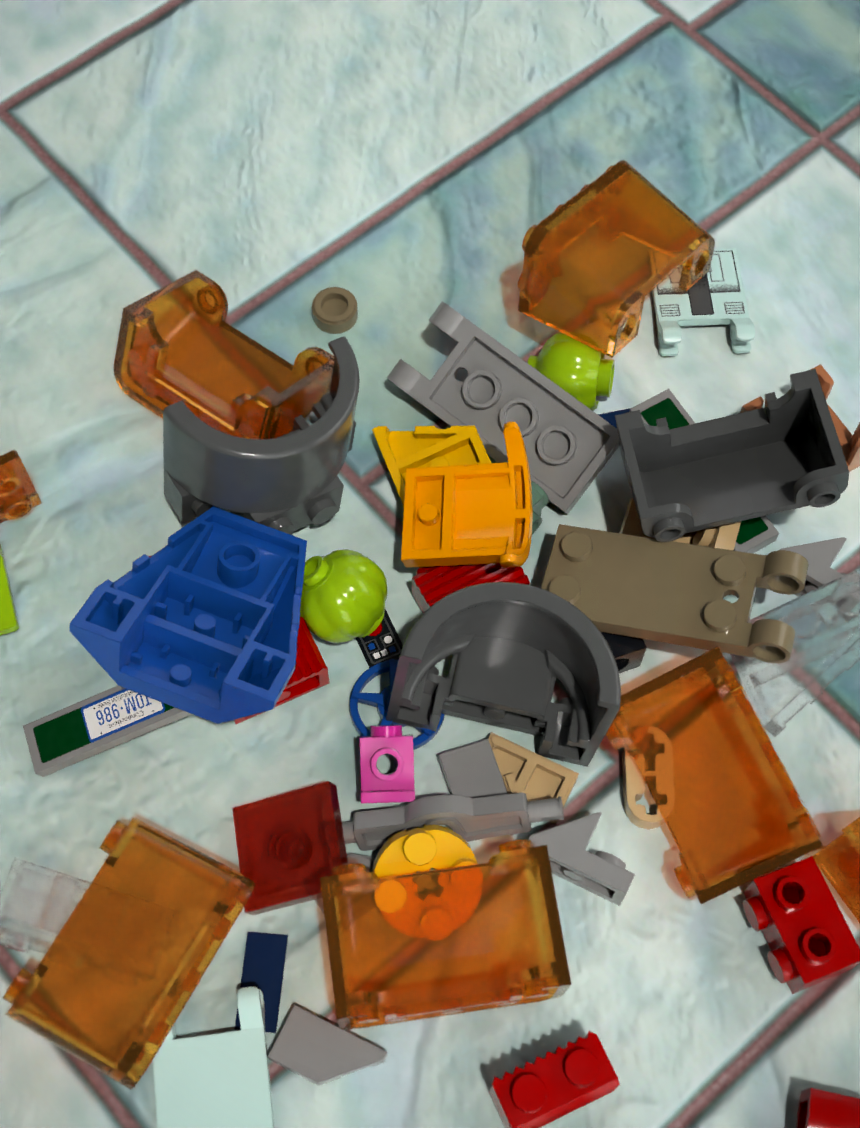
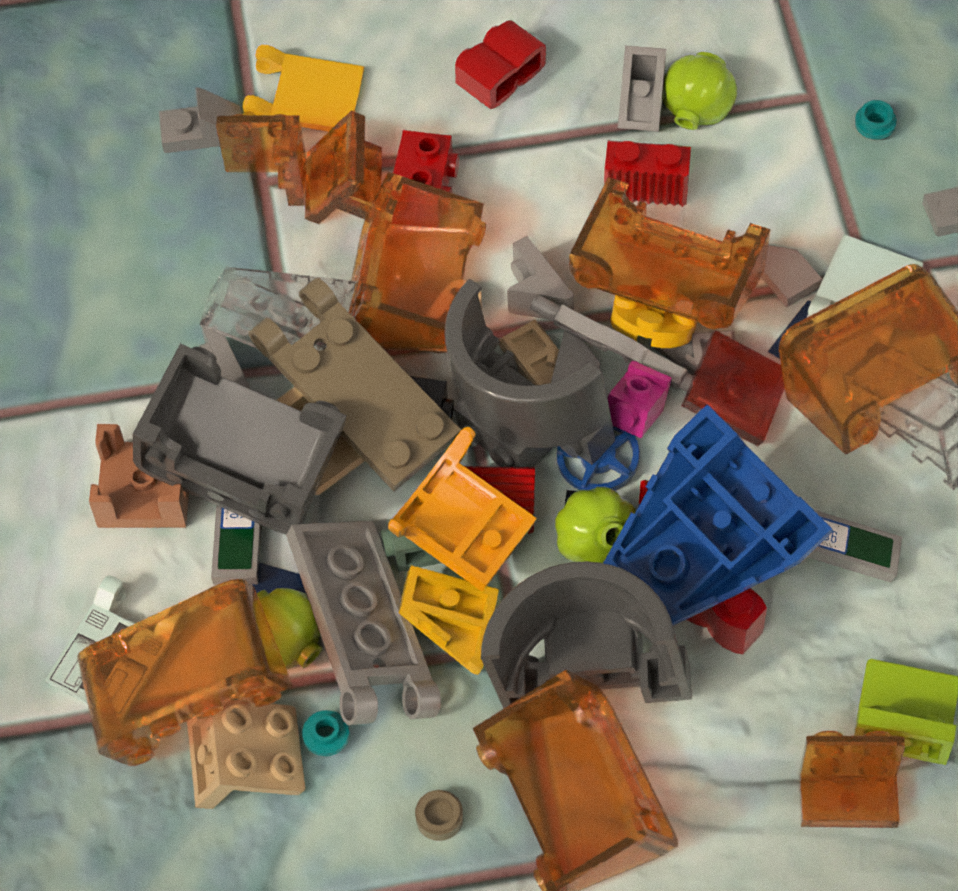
camera: 145 degrees left, 5 degrees down
(477, 308) = (330, 744): none -> teal plate
(497, 267) = (245, 752): none -> tan bracket

